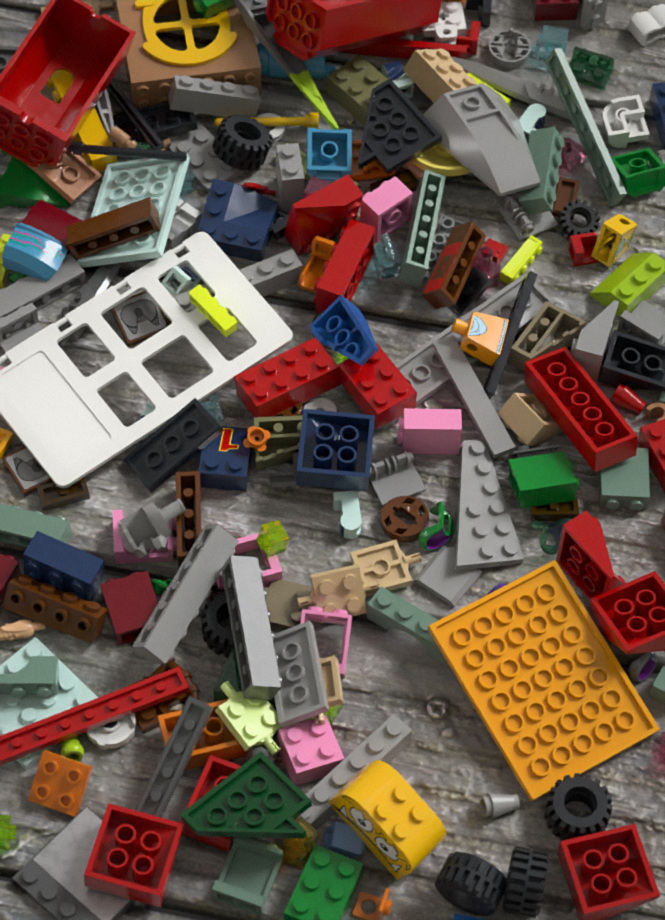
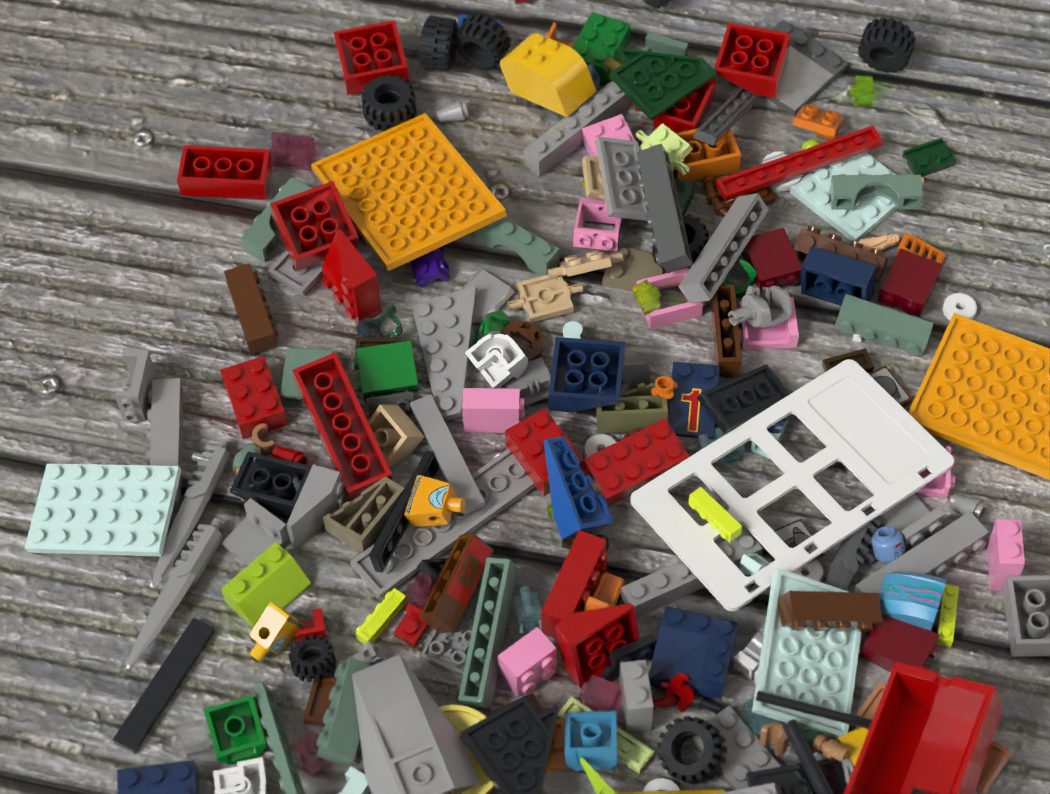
camera: 175 degrees left, 0 degrees up
(49, 306) = (888, 544): none -> medium blue head
(427, 483) = (498, 359): none -> white brick

